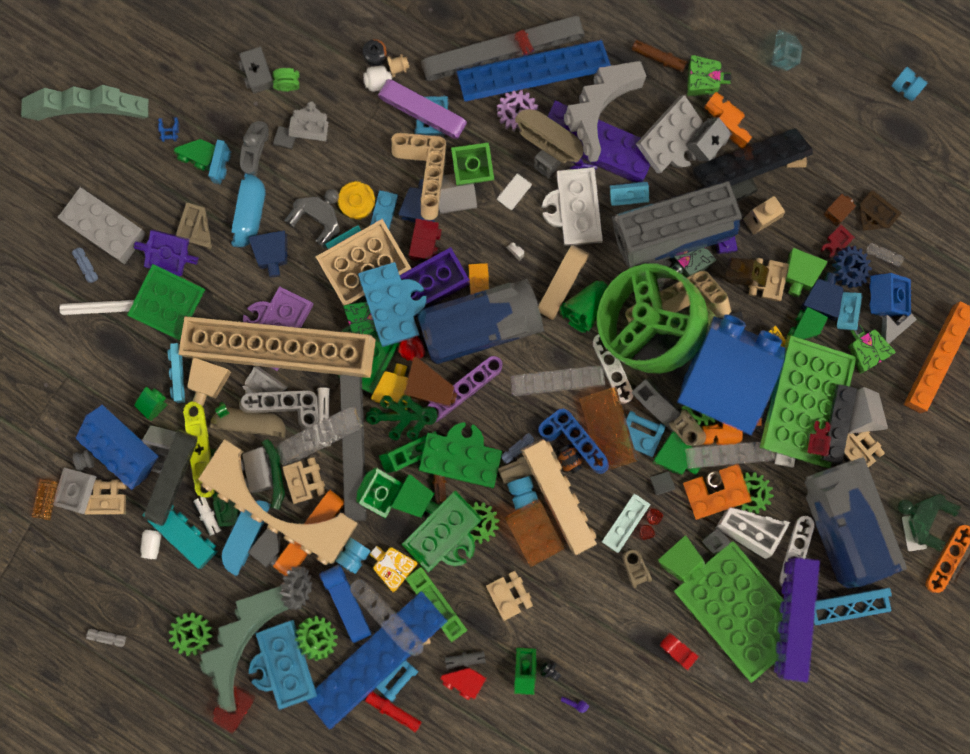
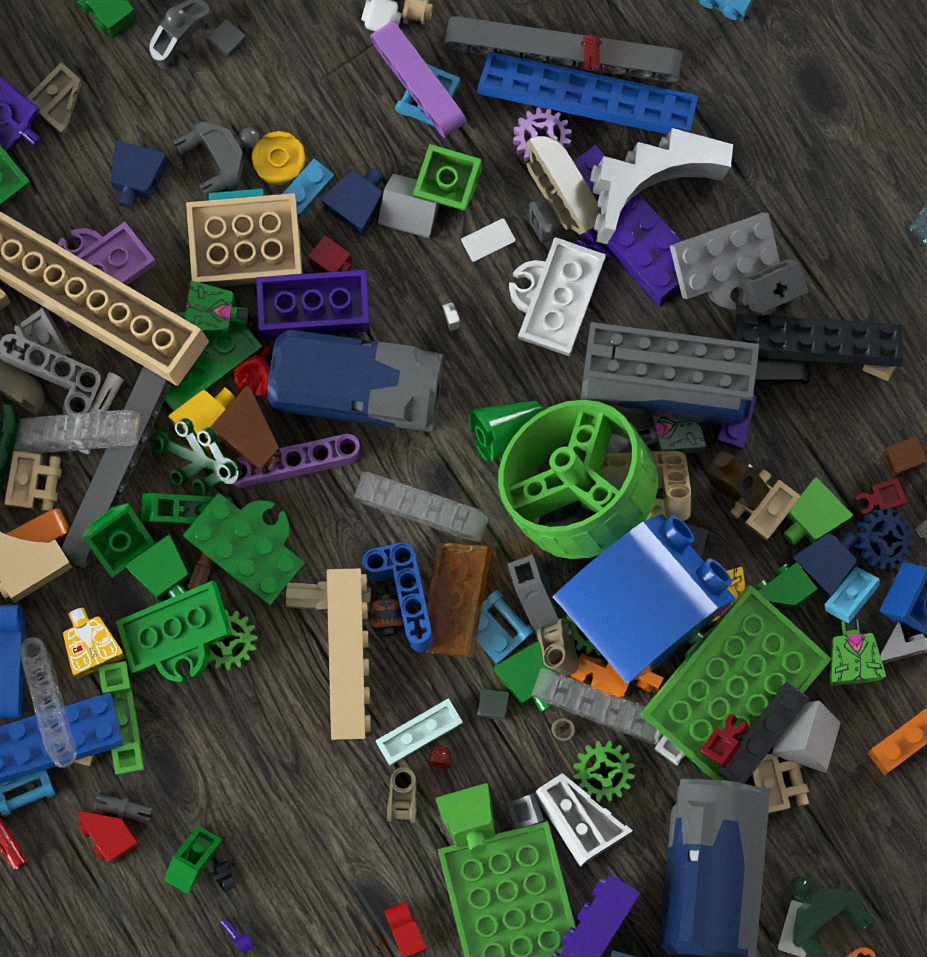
camera: 30 degrees right, 5 degrees down
(221, 155) = (125, 31): dark azure plate -> none
(248, 210) = (134, 107): dark azure brick -> none
(309, 123) = (265, 33): light grey slope -> none
(352, 555) = (46, 605): dark azure wheel -> none
(391, 303) = (253, 305): dark azure plate -> none
(427, 230) = (348, 236): dark red brick -> none
(433, 151) = (405, 144): tan beam -> none
(478, 277) = (387, 325): light orange plate -> none
(504, 599) = (212, 754): tan plate -> none
(515, 449) = (320, 570): sand blue axle -> none
(522, 490) = (303, 633): dark azure wheel -> none
(534, 532) = (292, 686): clear orange plate -> none
(562, 281) = (491, 380): tan beam -> none
(610, 369) = (500, 525): white beam -> none
(629, 193) = (635, 309): medium azure plate -> none
(654, 516) = (460, 741): clear red hinge -> none
(660, 56) = (772, 158): reddish brown pin -> none
(705, 76) = (811, 204): bright green torso -> none
(730, 117) = (817, 272): orange plate -> none
(732, 496) = (576, 761): orange plate -> none
(765, 214) = (801, 417): tan torso -> none
(792, 550) = (622, 871): white beam -> none

